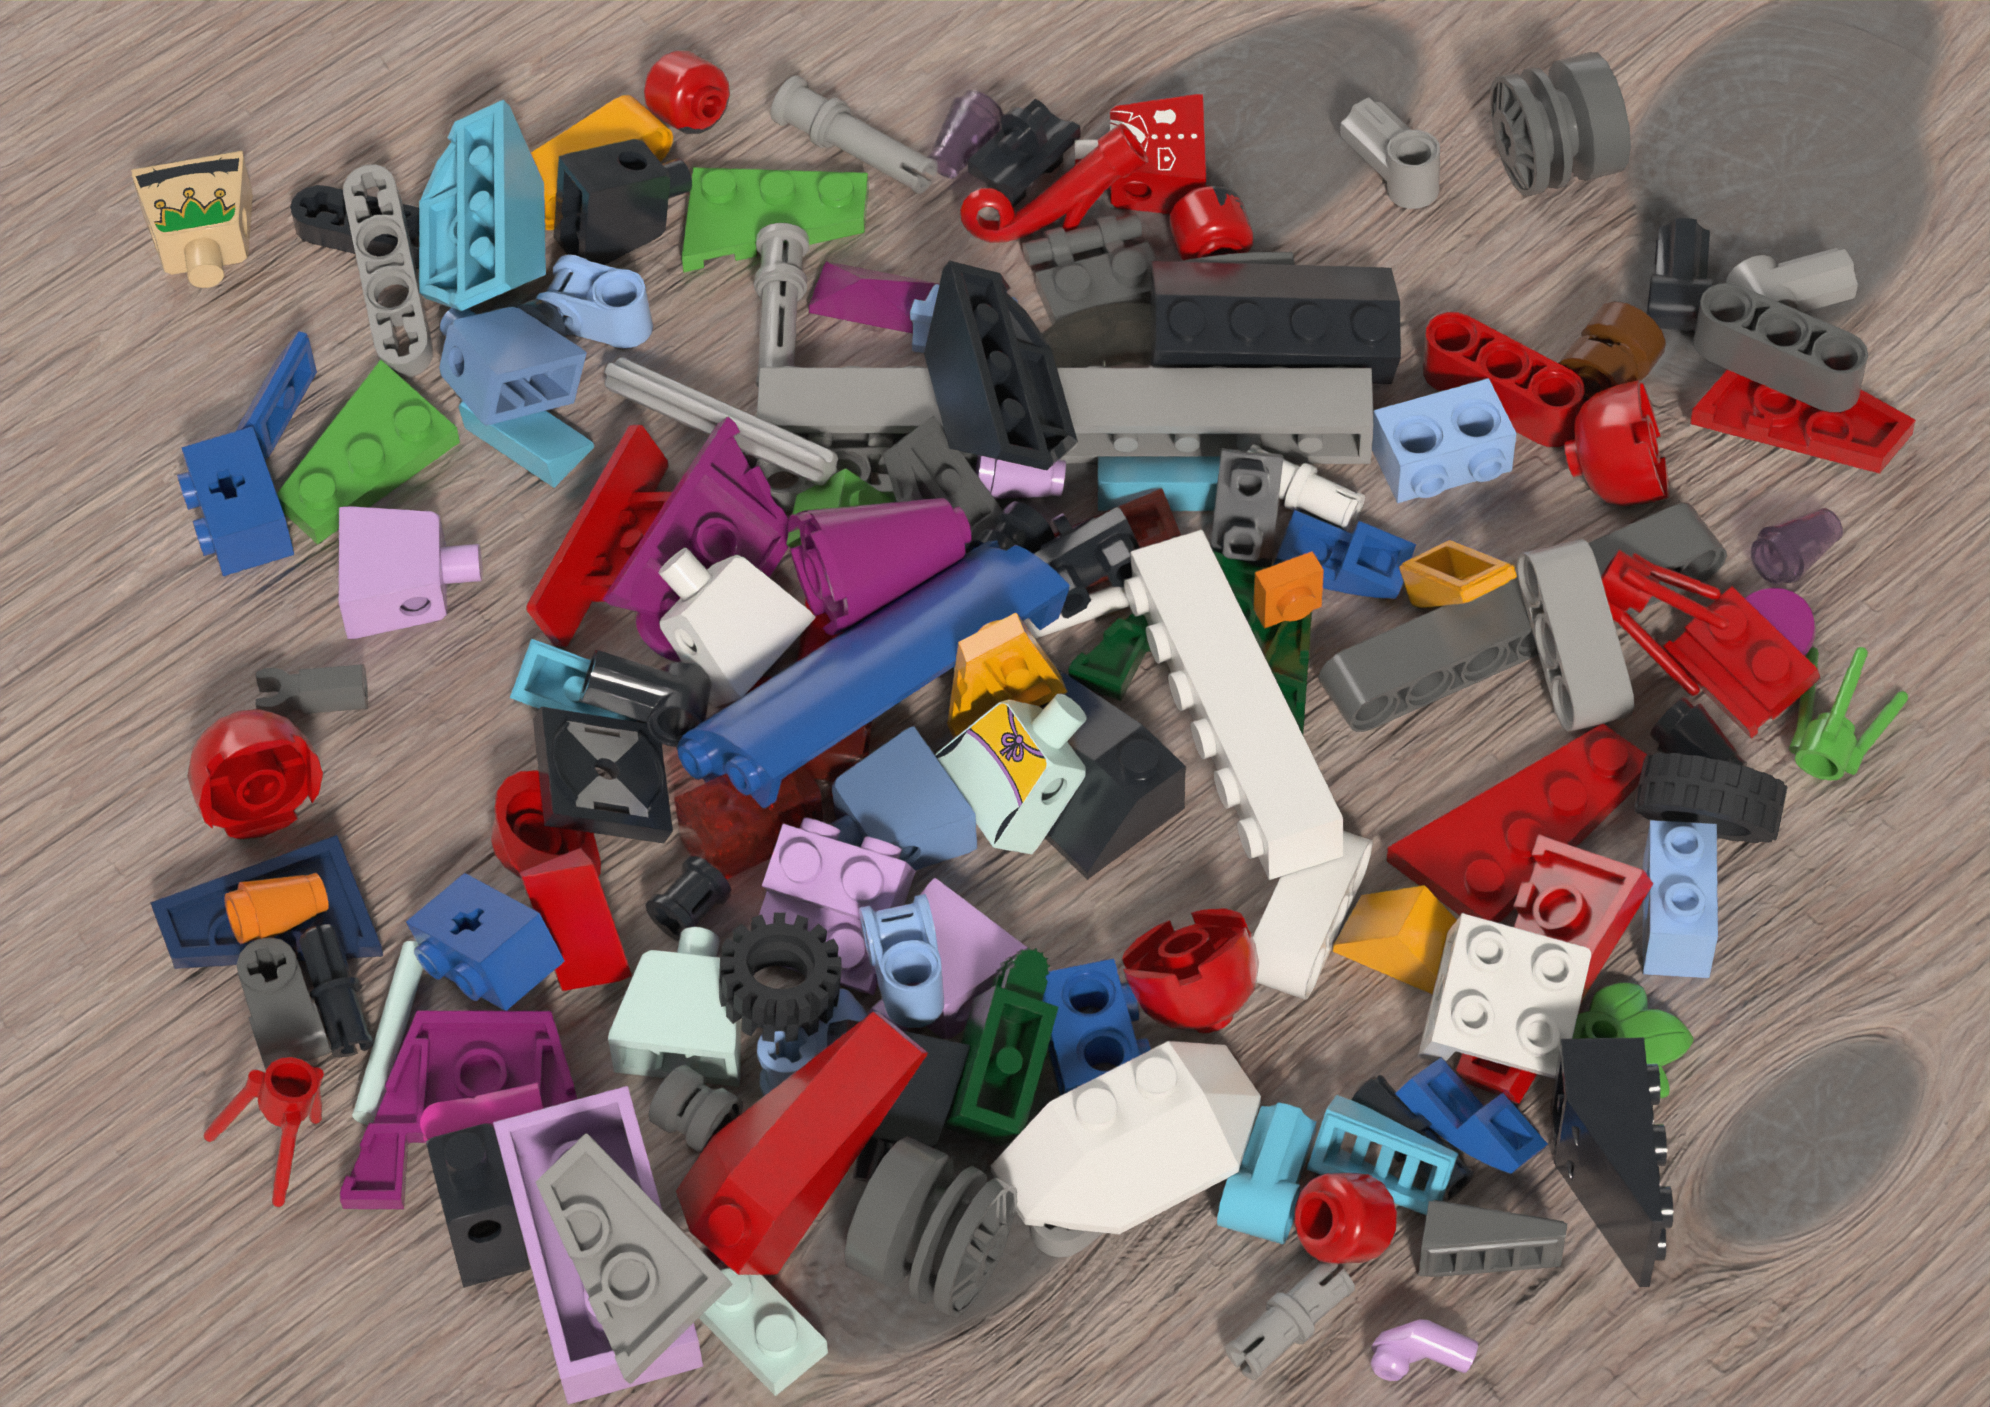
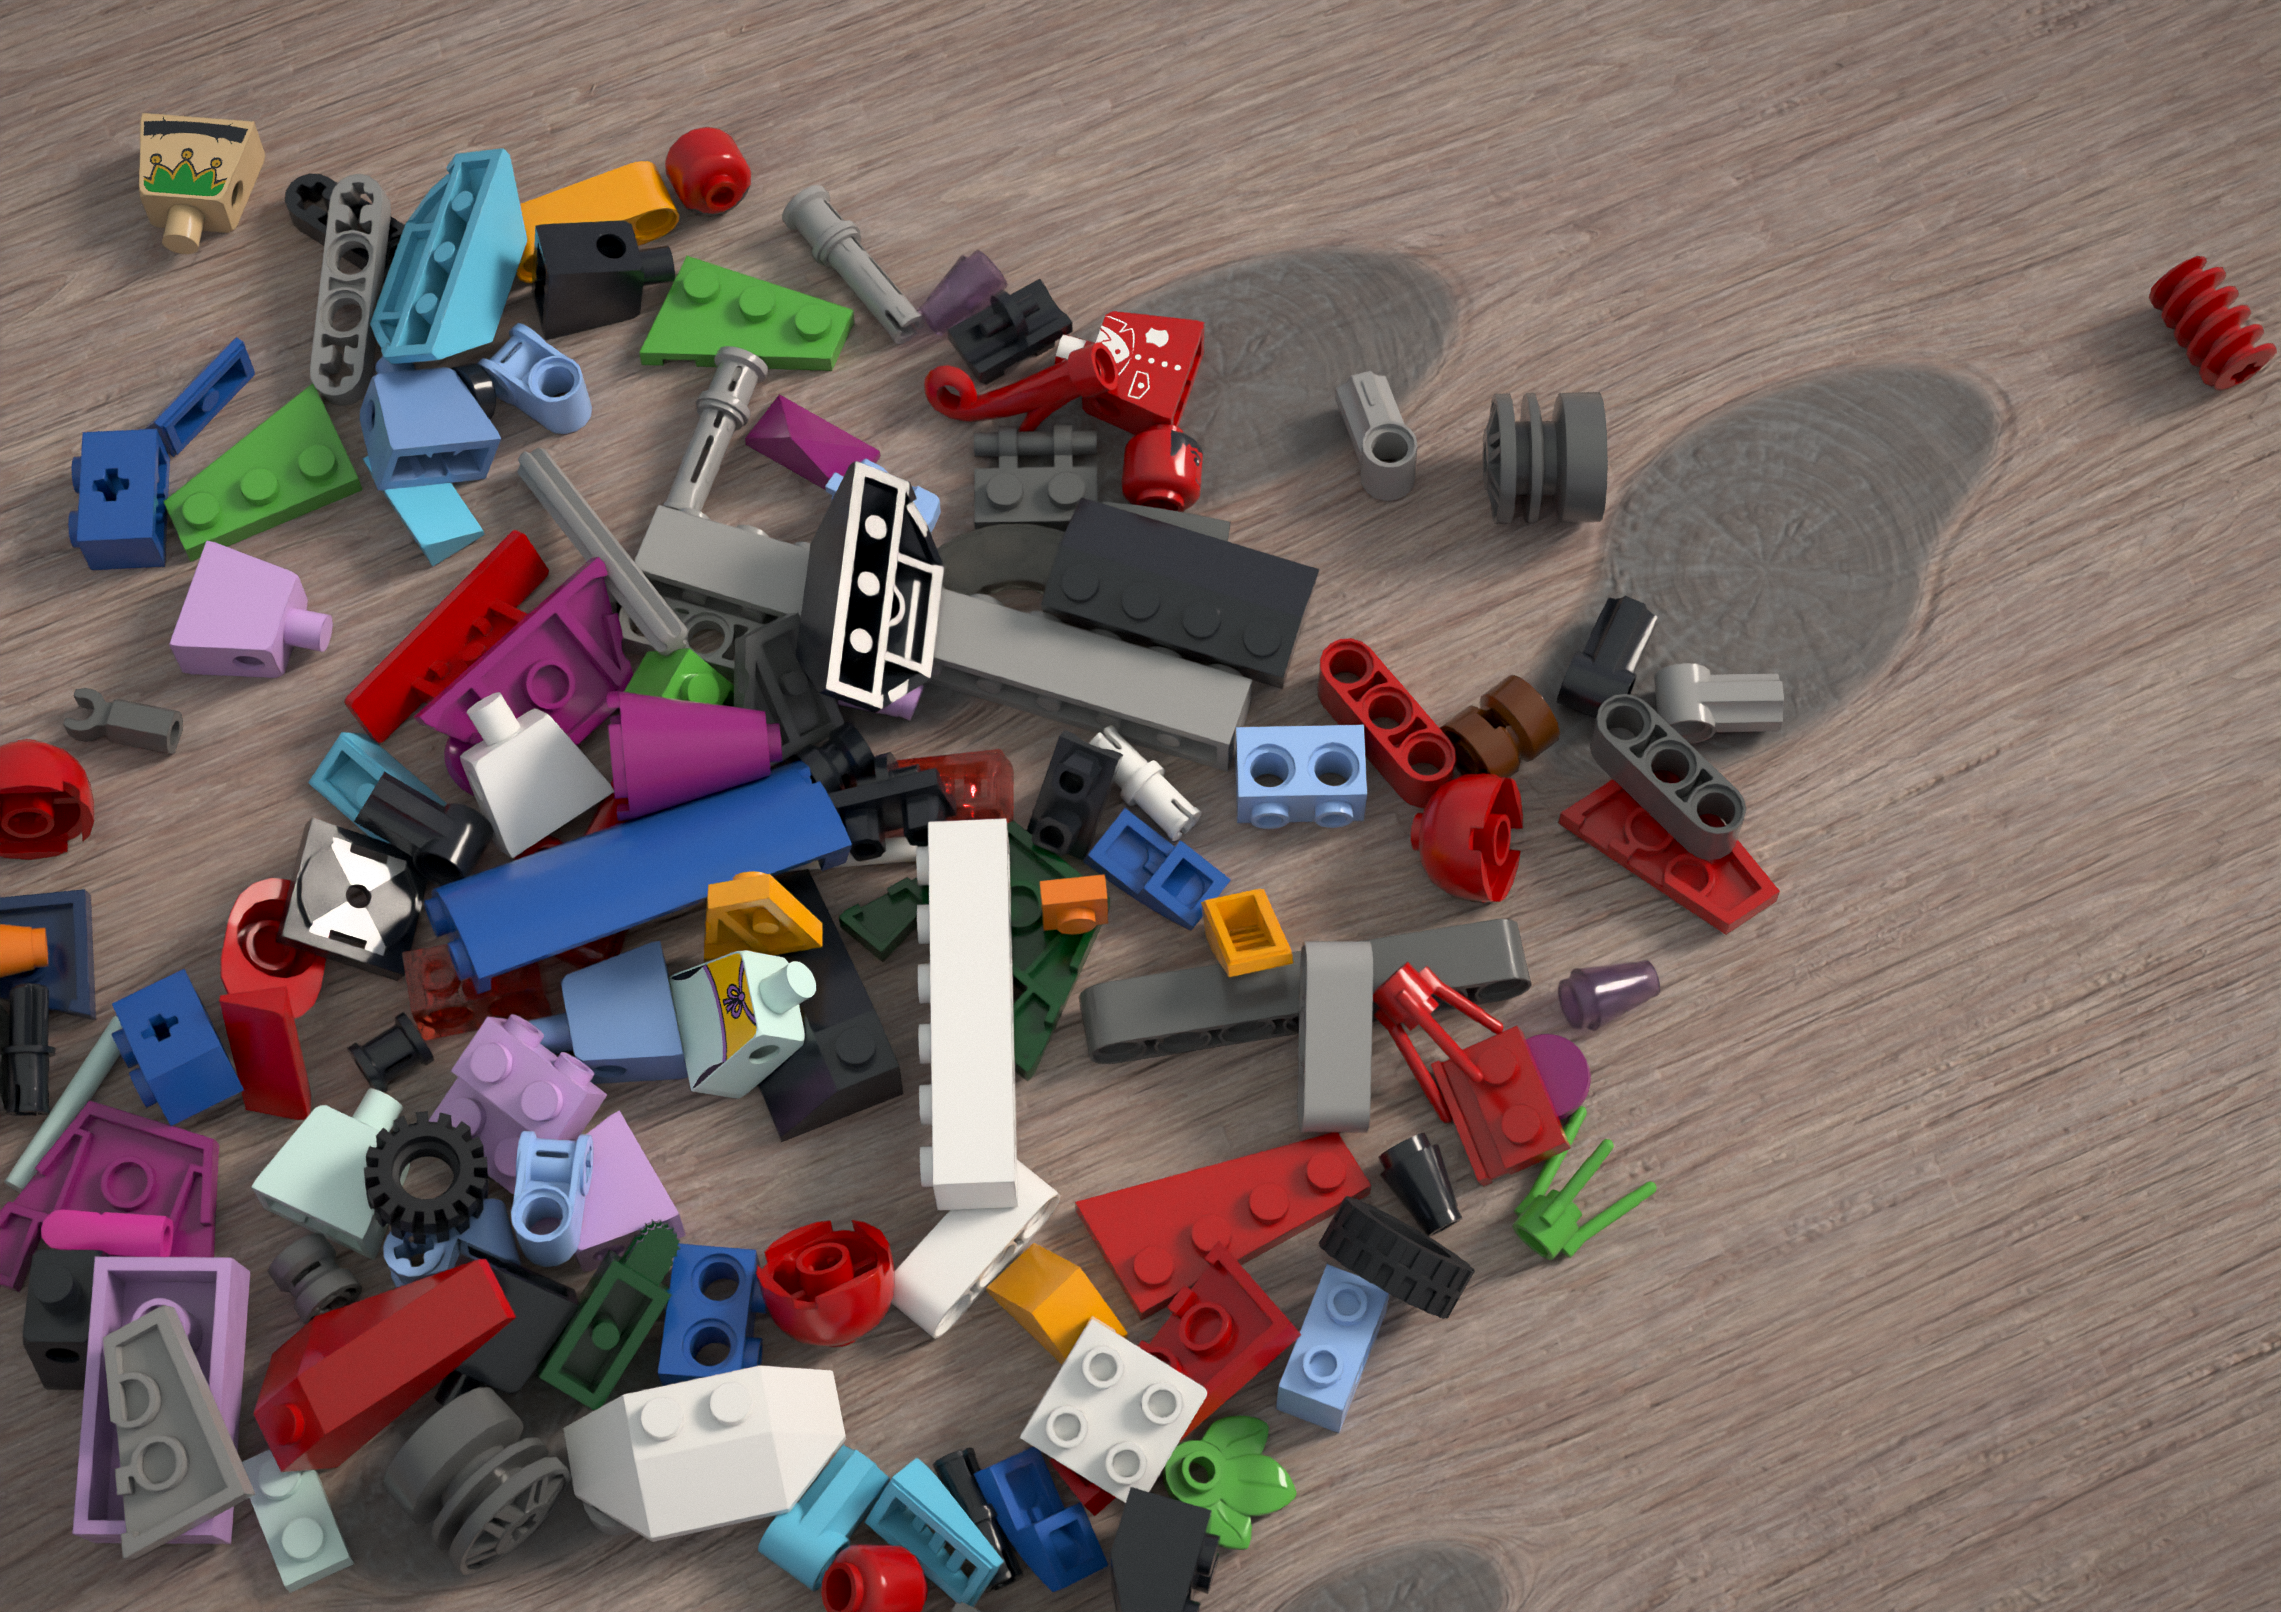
camera: 15 degrees right, 10 degrees up
(1186, 480) = (989, 723): medium azure slope -> none

